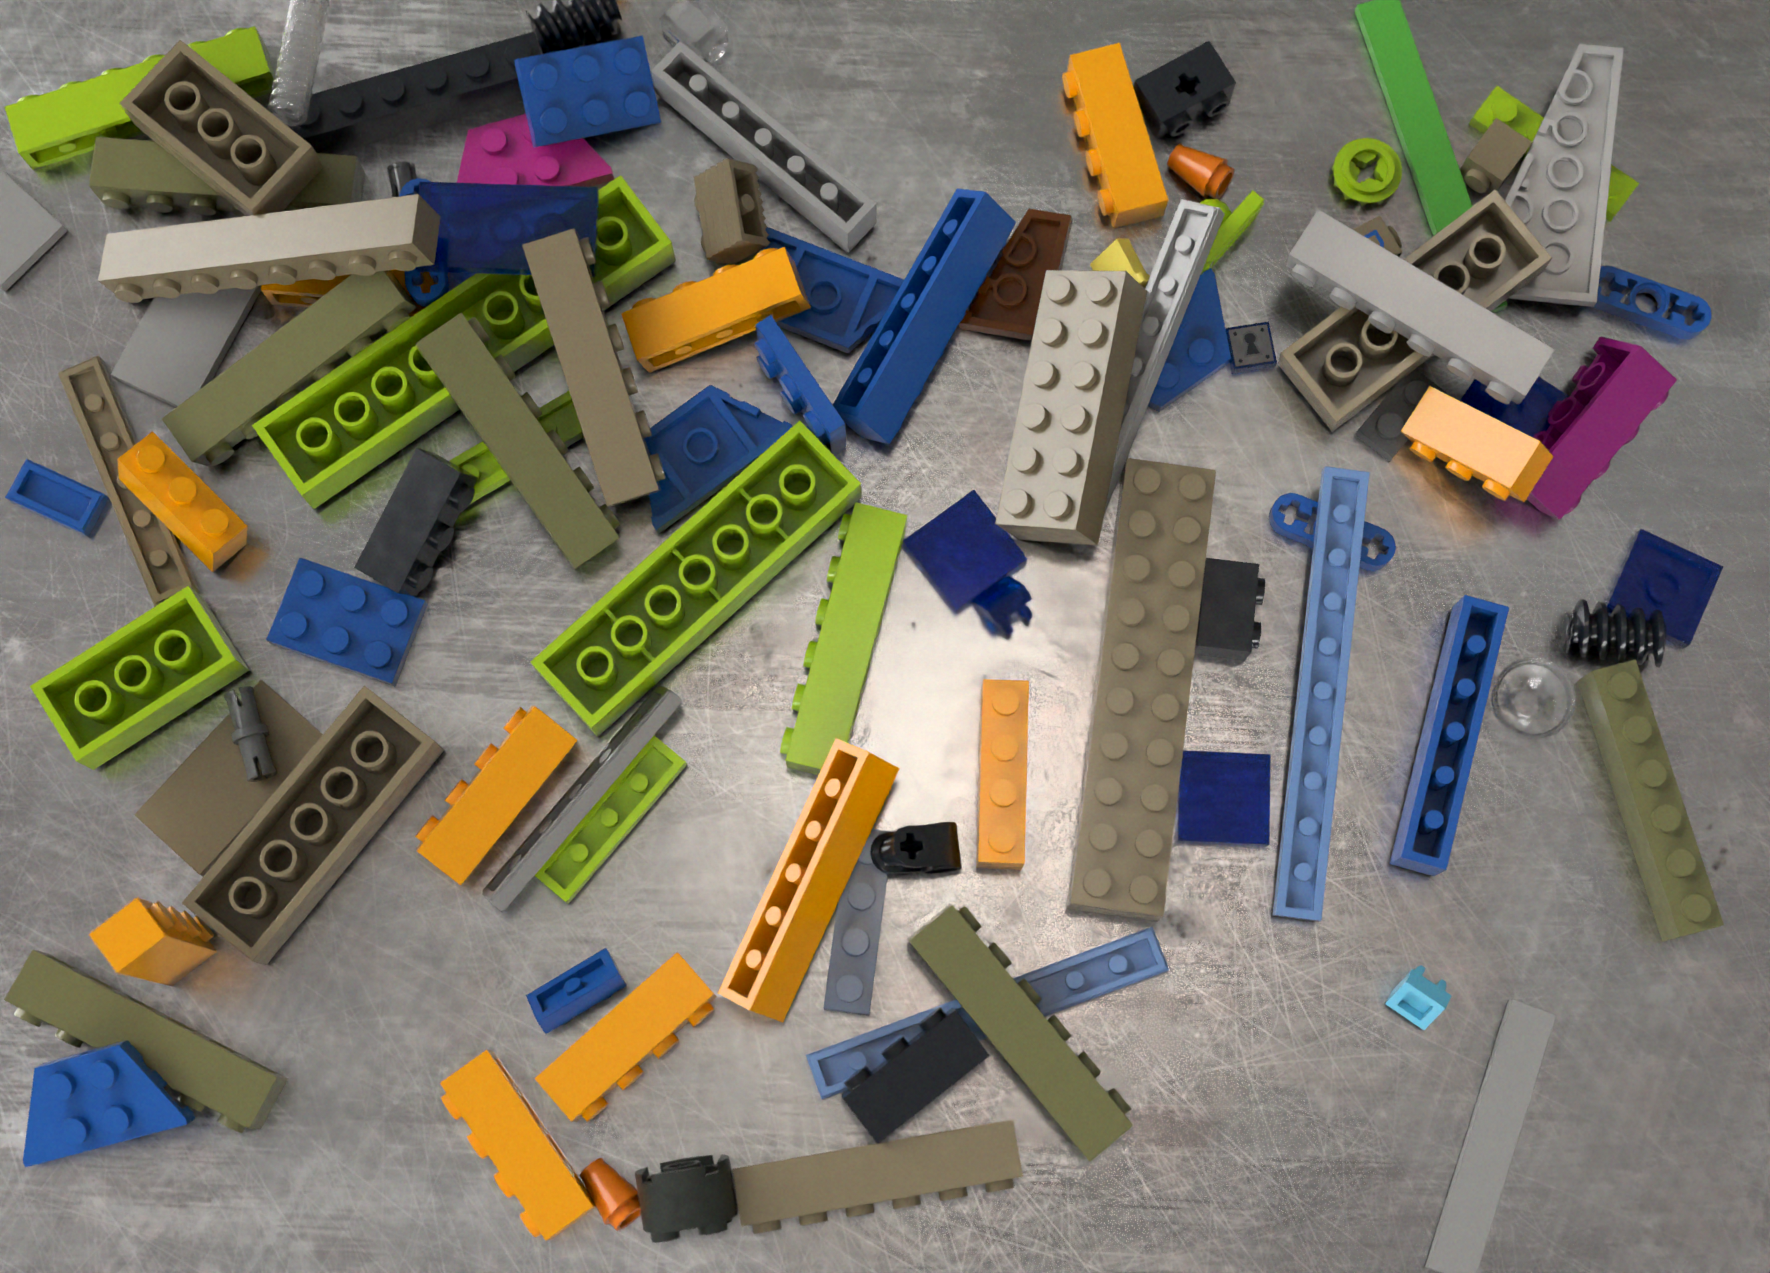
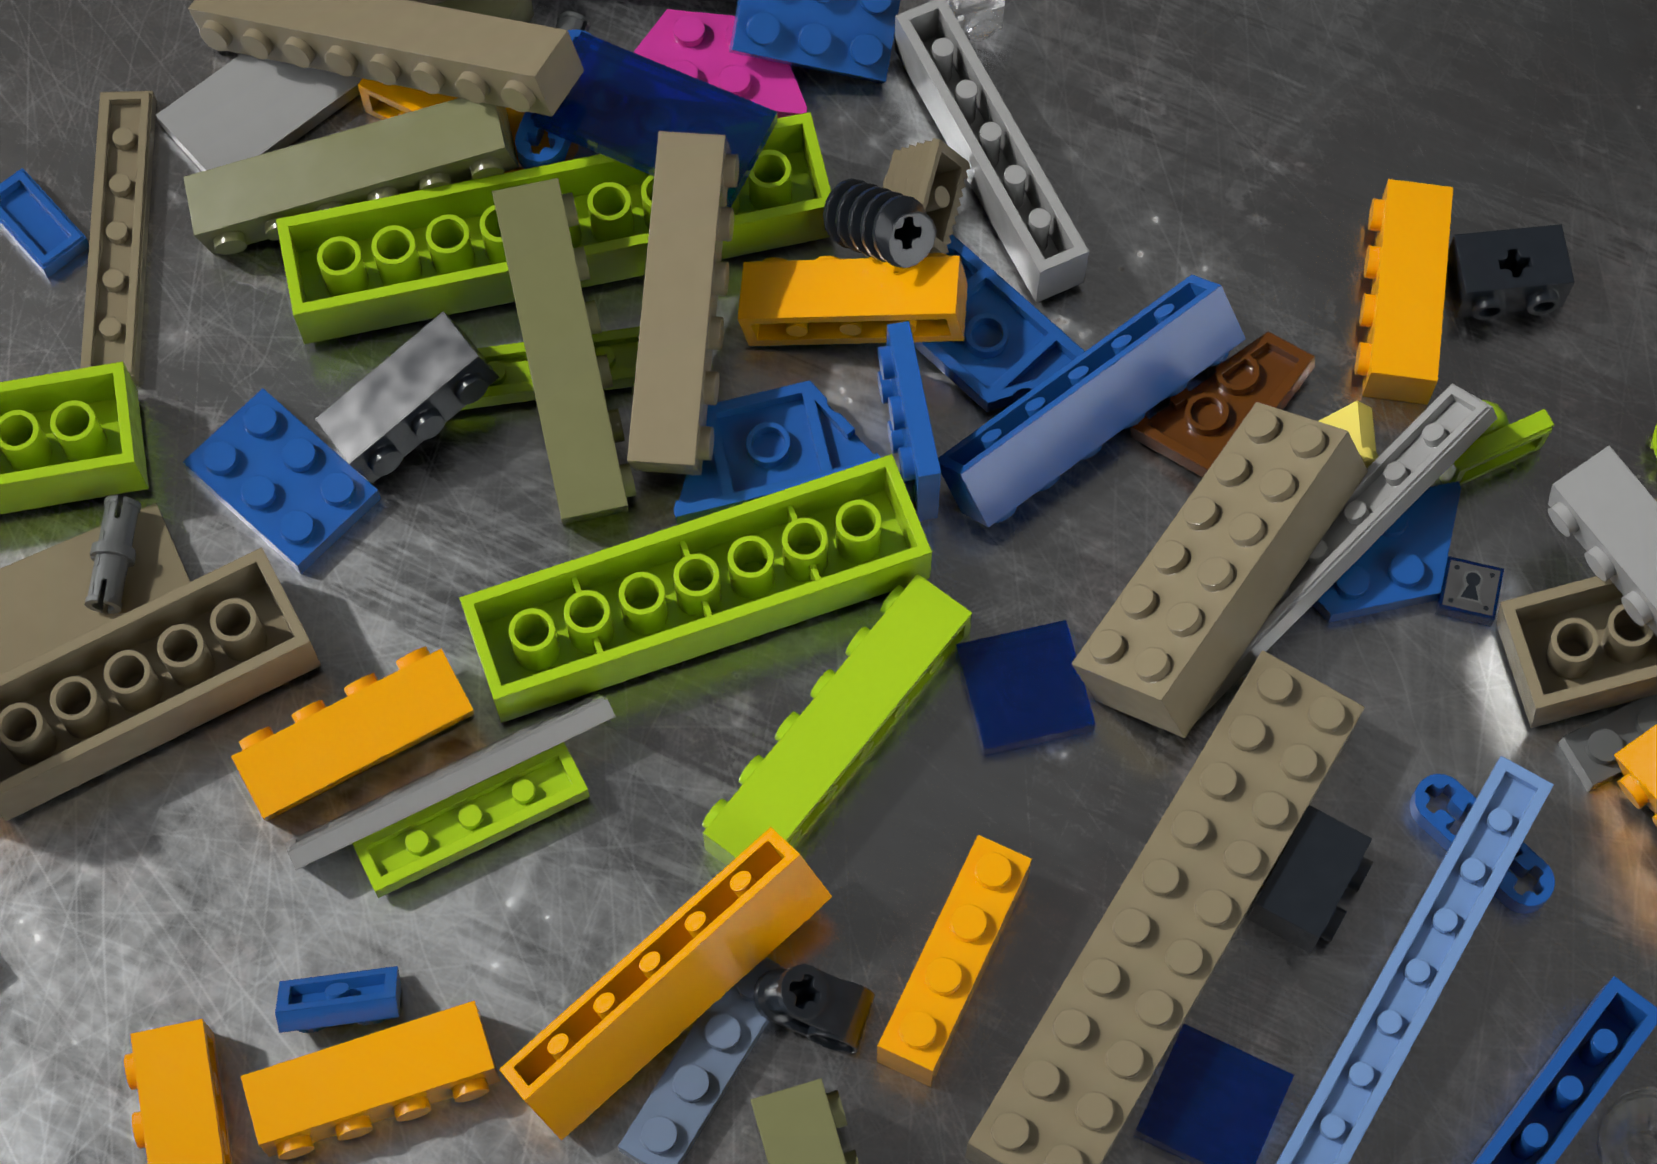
camera: 25 degrees right, 10 degrees down
(182, 501) = (163, 274): light orange brick -> none
(713, 245) = (878, 223): none -> black piece
(1004, 600) = (1042, 760): clear blue tile -> none
(1201, 170) = (1494, 369): orange cone -> none

